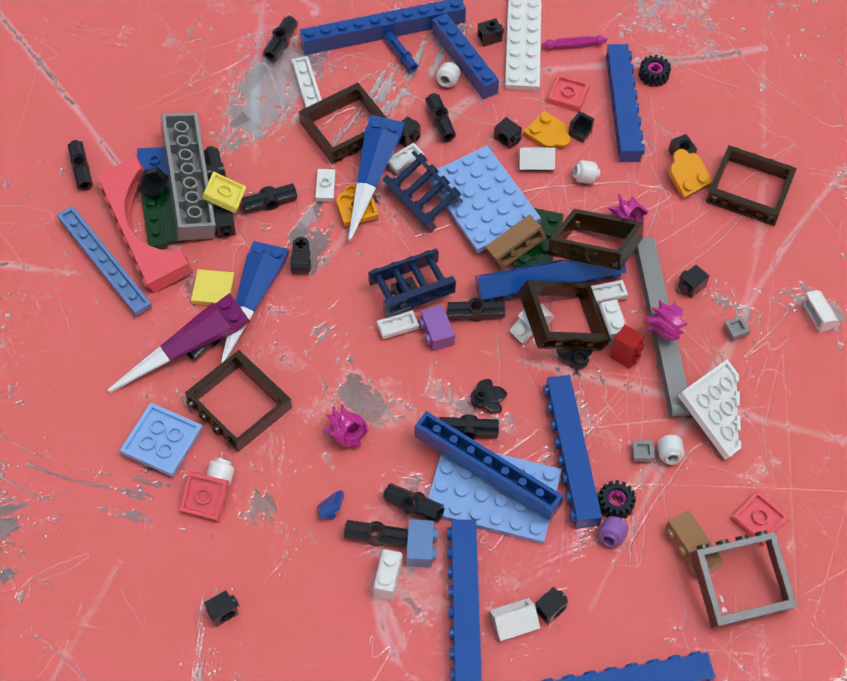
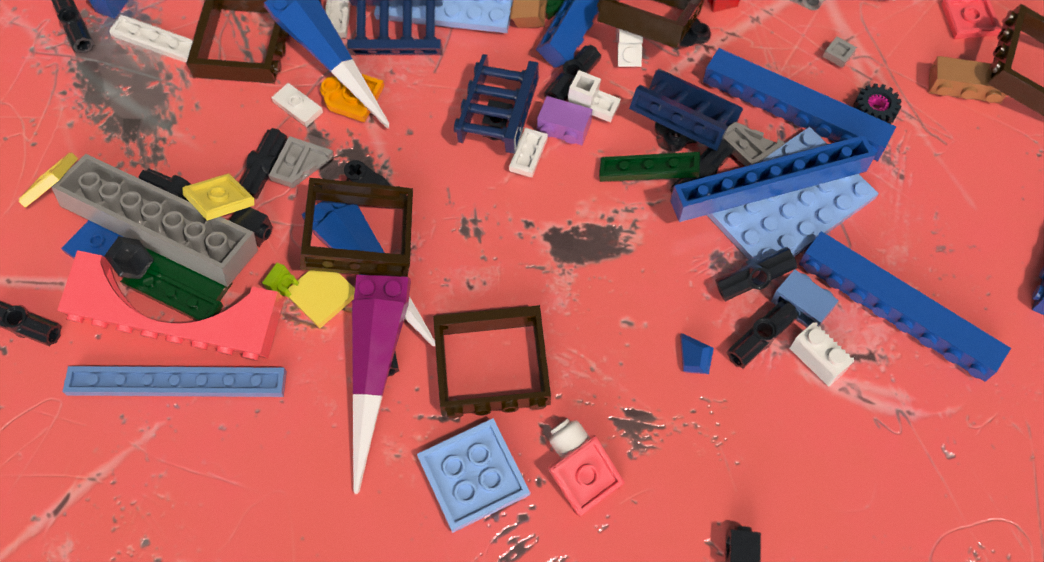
camera: 50 degrees left, 5 degrees up
(167, 109) = (48, 179): none -> light yellow tile
(201, 261) = (280, 280): none -> lime tile
(279, 249) = (354, 260): none -> dark brown window
(286, 214) = (298, 161): none -> light grey wing
(346, 427) = (616, 276): dark pink hair -> none
(443, 395) = (650, 166): none -> dark green tile
(464, 330) = (586, 93): none -> white brick
(489, 393) = (686, 108): none -> dark blue fence
(513, 441) = (749, 145): none -> light grey wing
(514, 619) = (947, 274): white brick -> none
(551, 605) = (956, 233): black brick -> none
(613, 531) = (911, 130): medium lavender head -> none
(670, 449) = (856, 29): white head -> none

